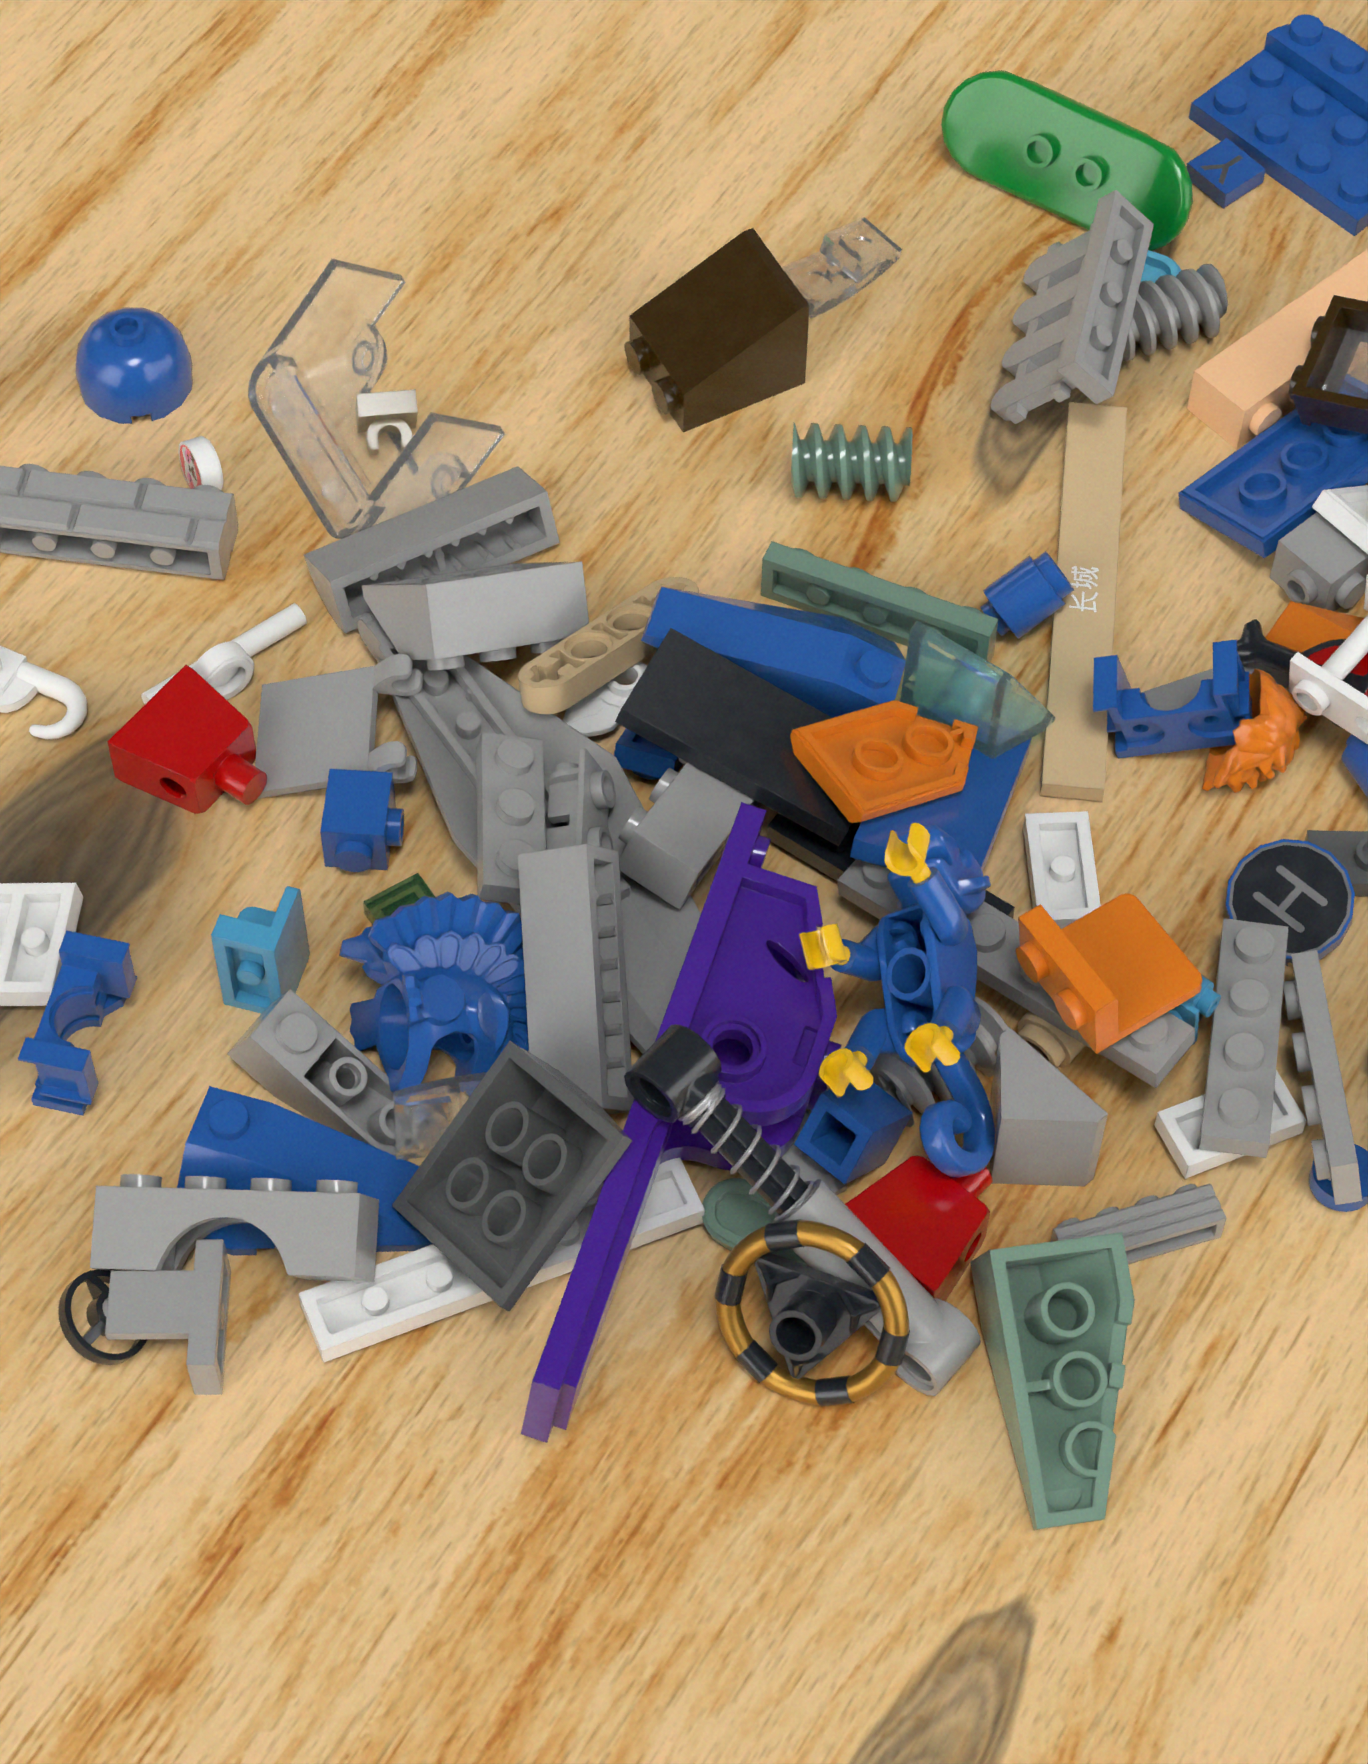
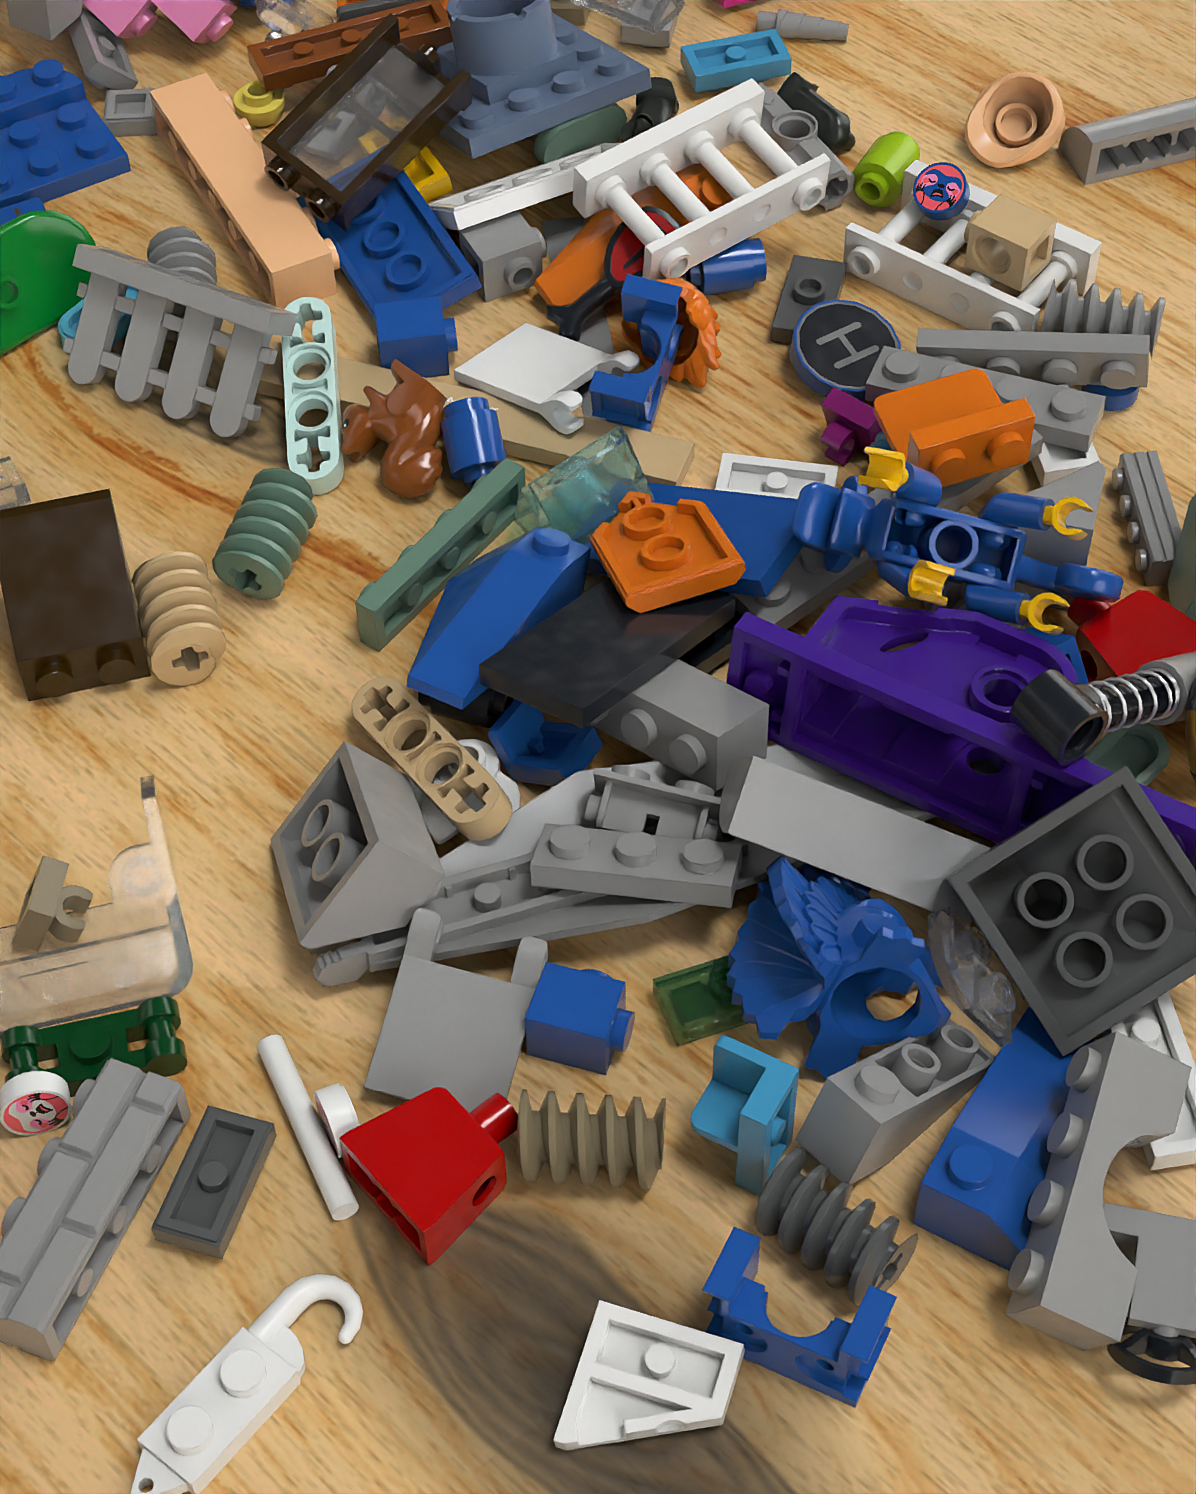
camera: 75 degrees left, 5 degrees down
(153, 605) = (214, 1182): none -> dark grey plate
(176, 1041) = (829, 1231): none -> dark grey piece
(231, 846) = (590, 1140): none -> dark tan piece
(266, 497) = (89, 1043): none -> dark green plate
(462, 531) = (234, 902): light grey brick -> none
(729, 419) = (179, 617): none -> tan piece
(1033, 526) = (408, 423): none -> dark orange animal
(1056, 459) = (313, 394): none -> light aqua beam
(1161, 632) = (542, 372): none -> white flag
(1165, 516) = (415, 335): none -> blue brick
(1179, 913) = (849, 426): none -> magenta tile

